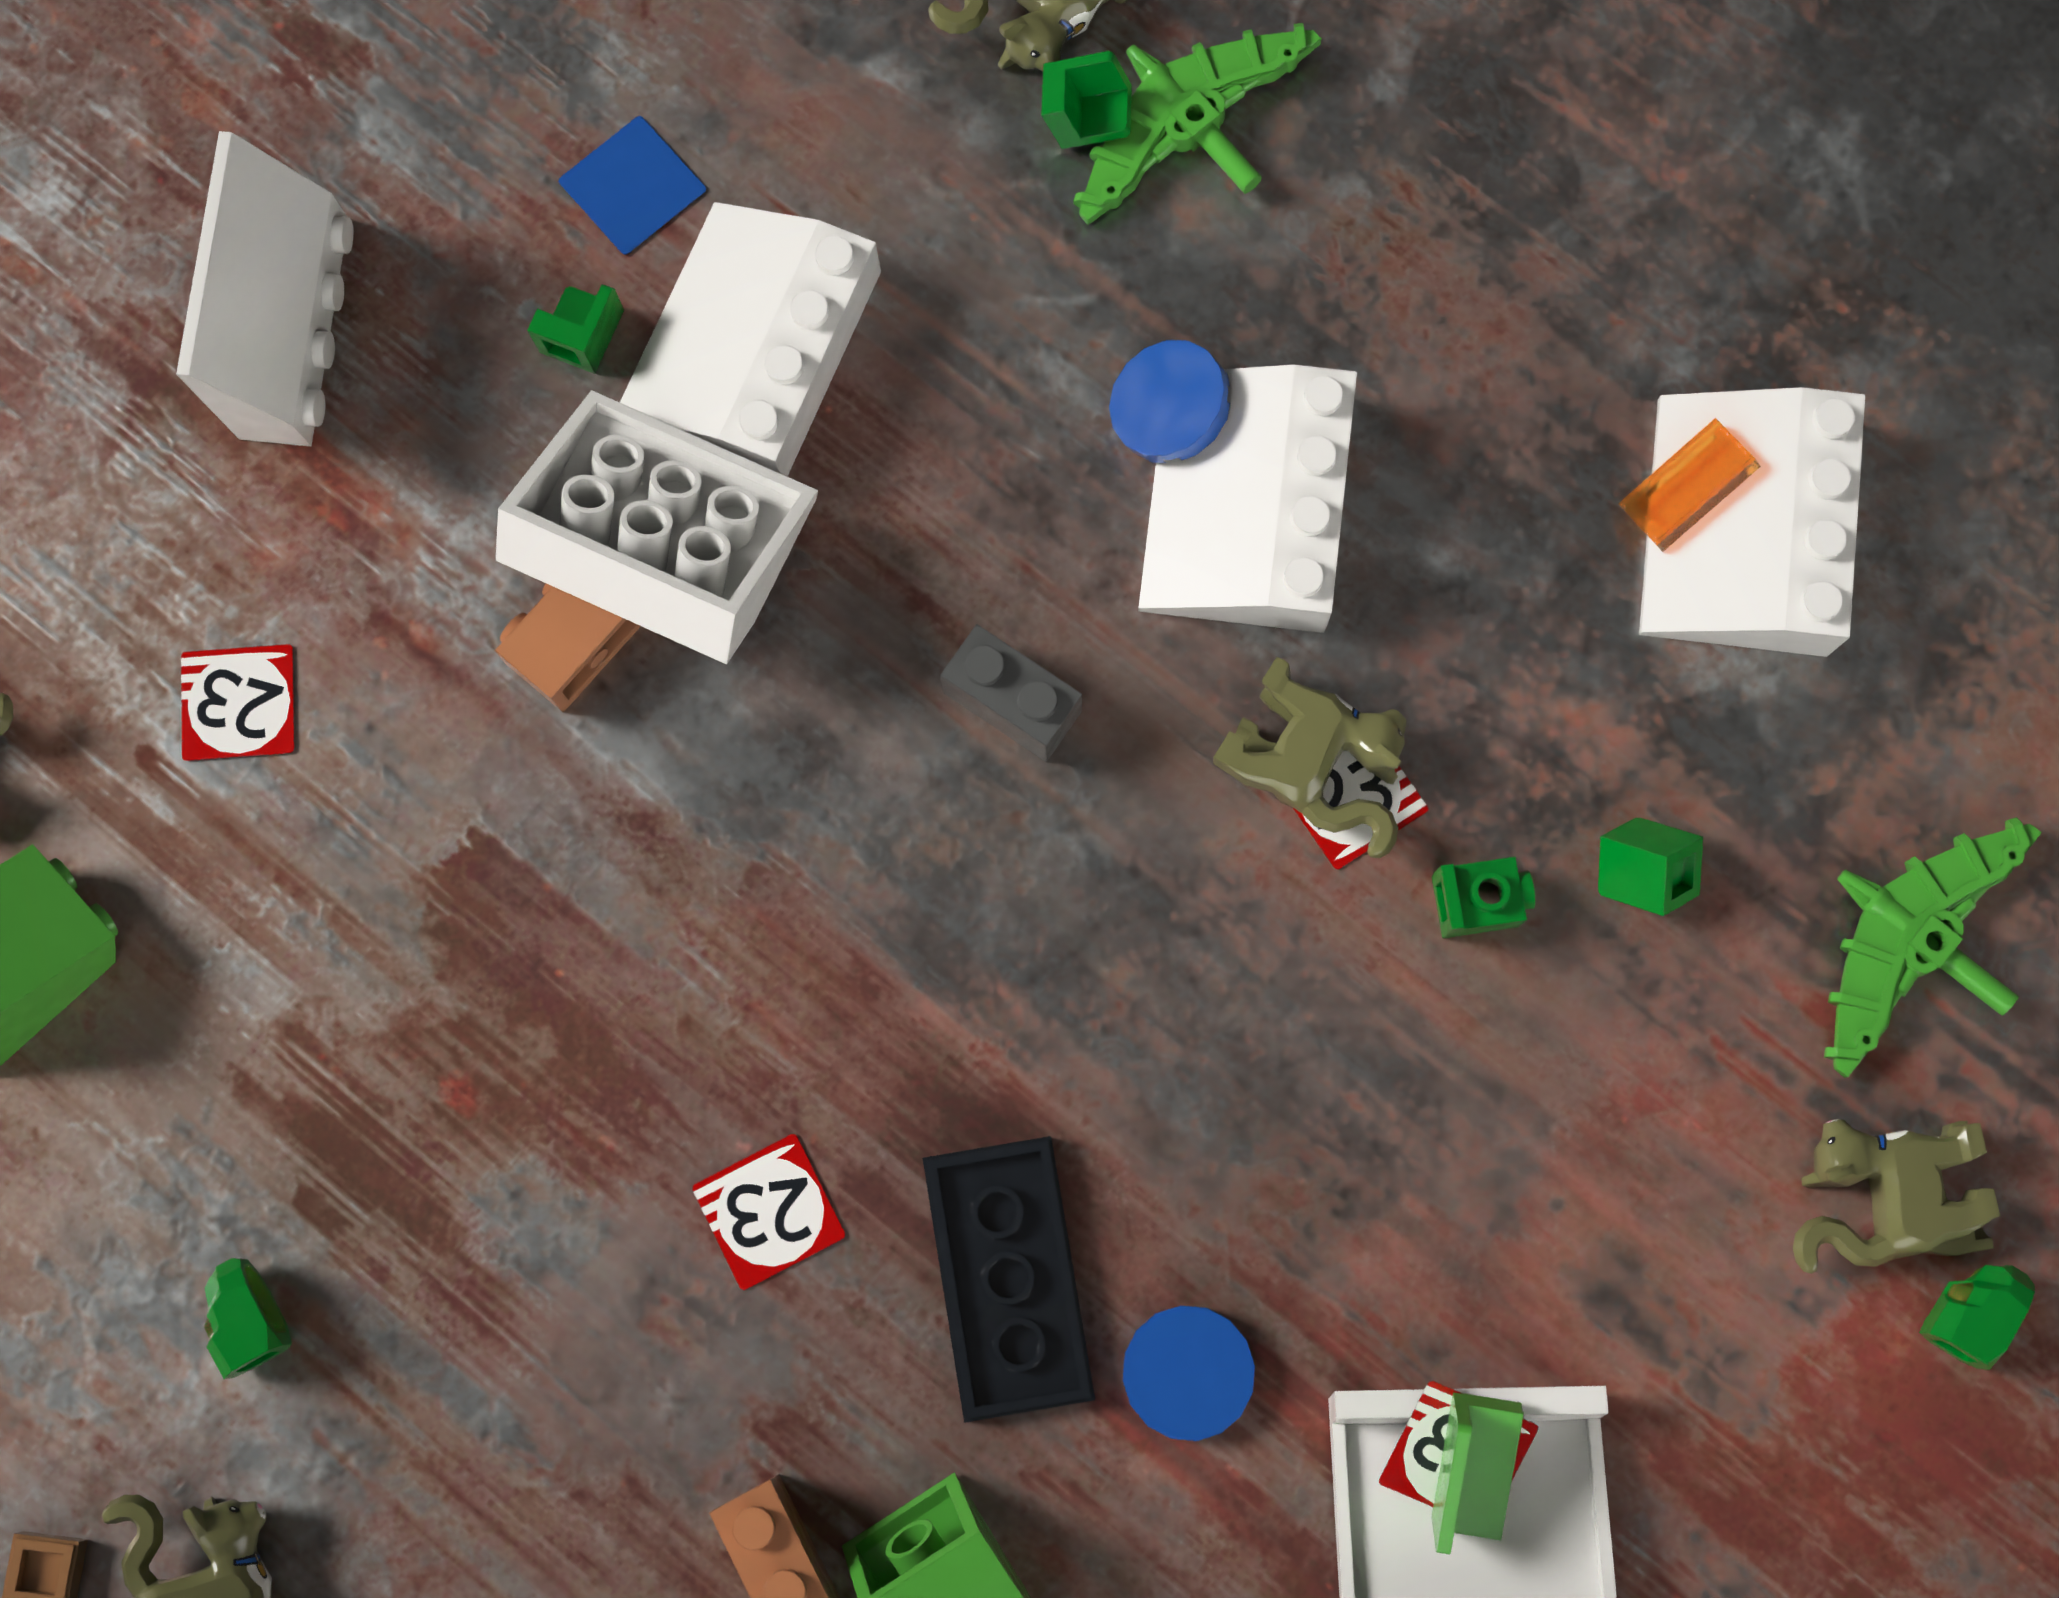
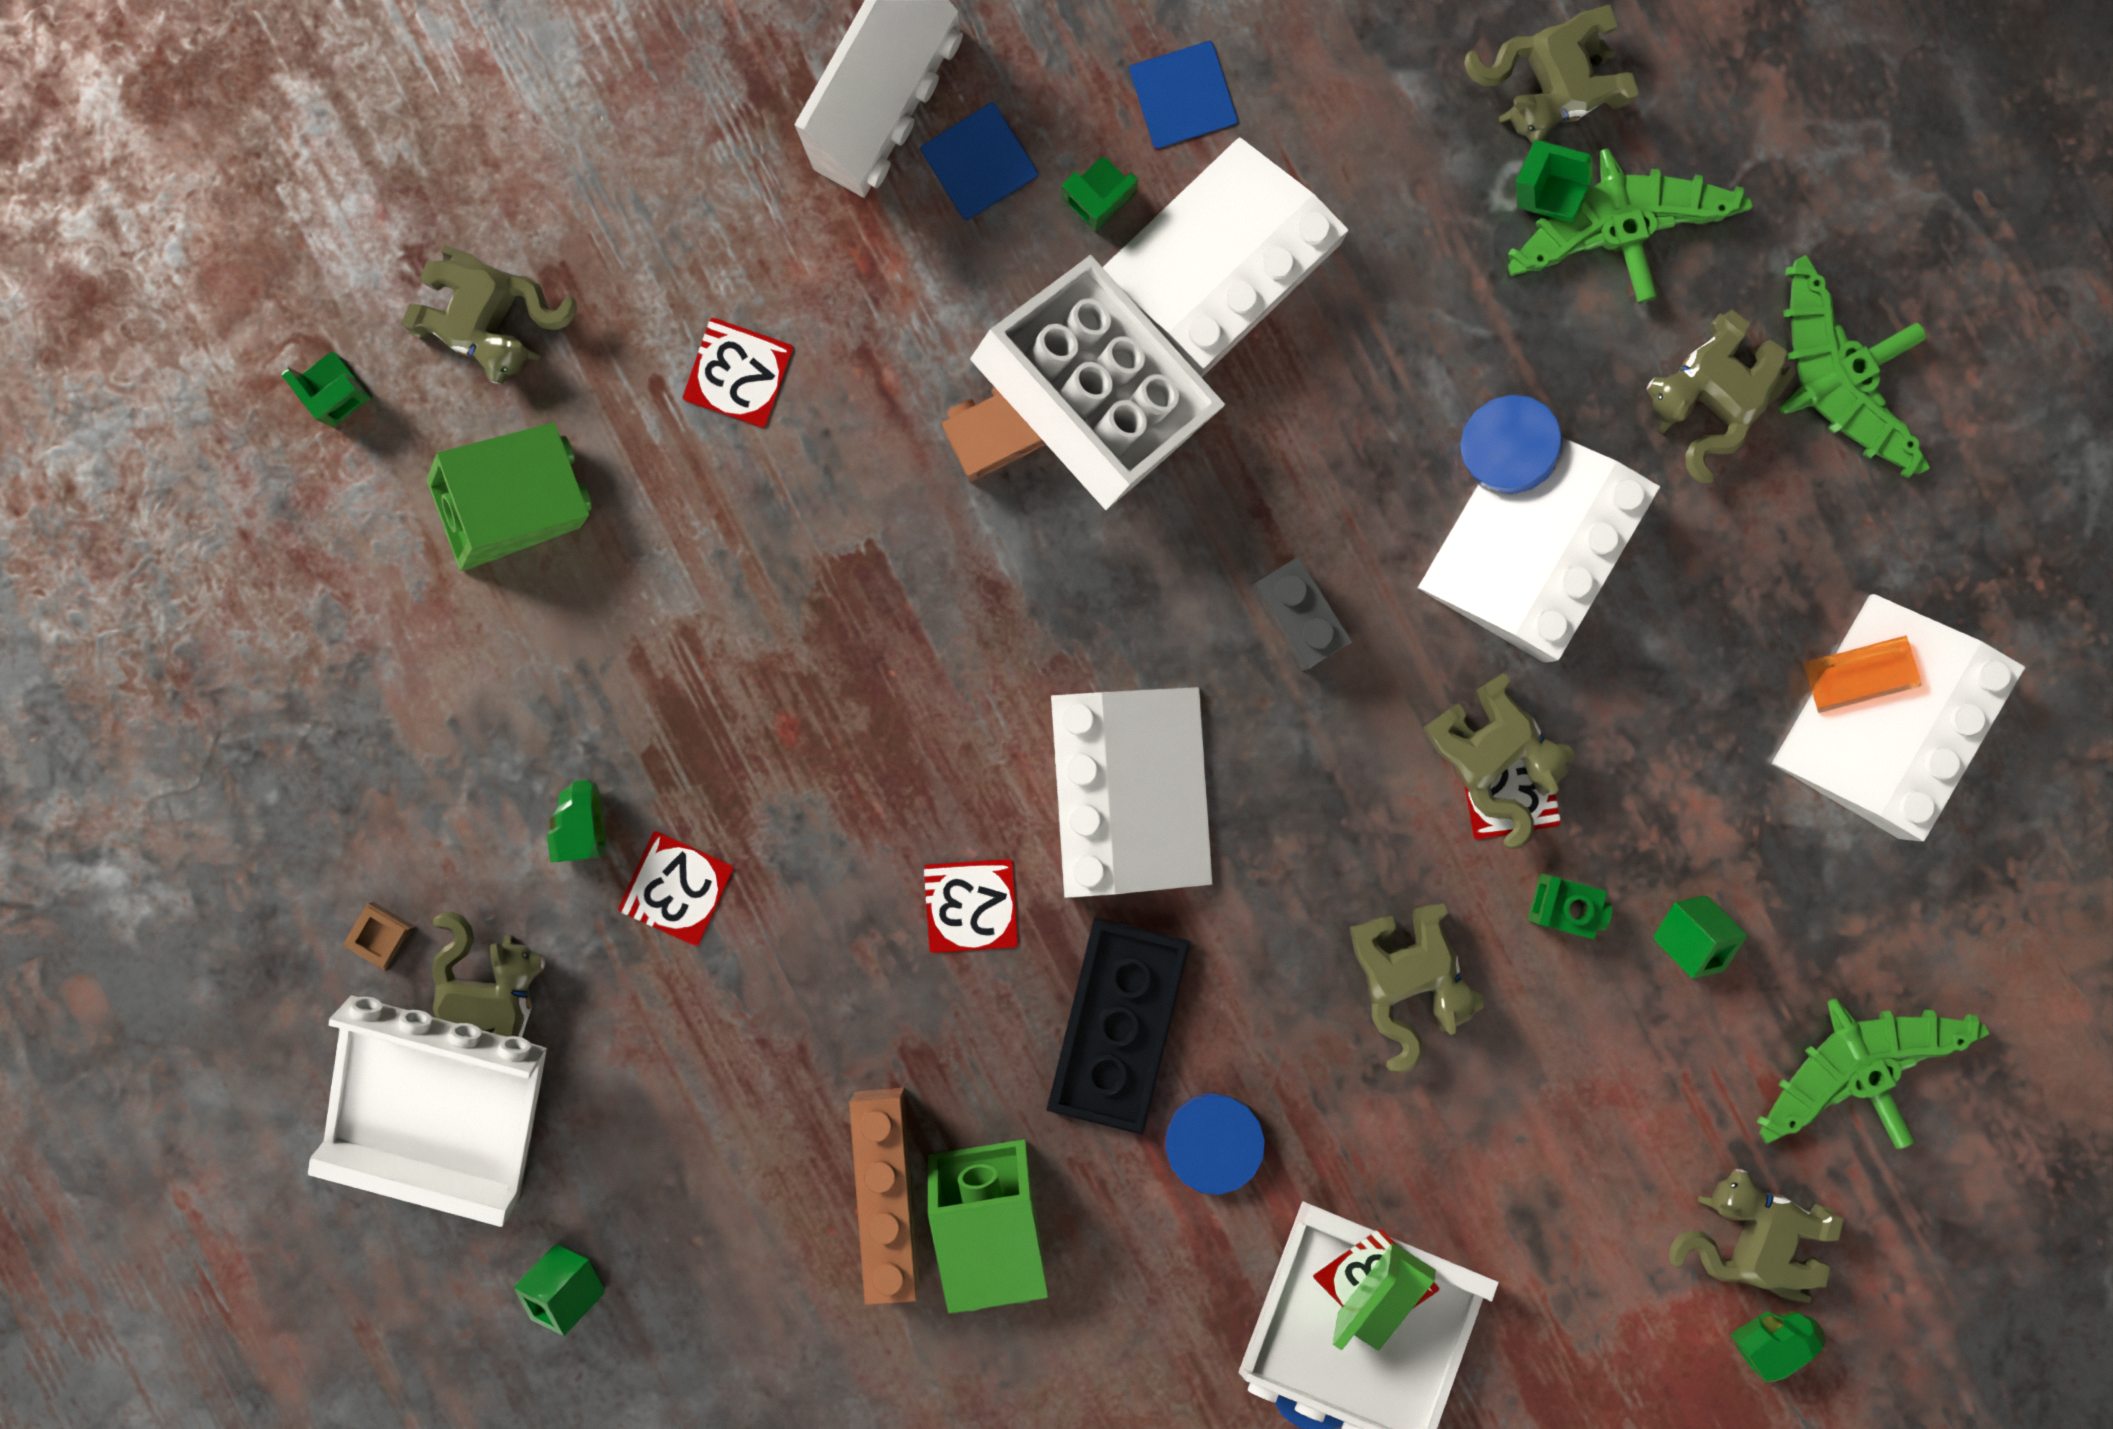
camera: 25 degrees right, 10 degrees up
(396, 1349) = (675, 888): none -> sticker
(428, 351) = (979, 161): none -> blue sticker
(900, 986) = (1131, 791): none -> white slope
(1327, 1055) = (1407, 971): none -> olive animal
(1381, 239) = (1724, 386): none -> olive animal
(1509, 173) = (1843, 375): none -> bright green bar

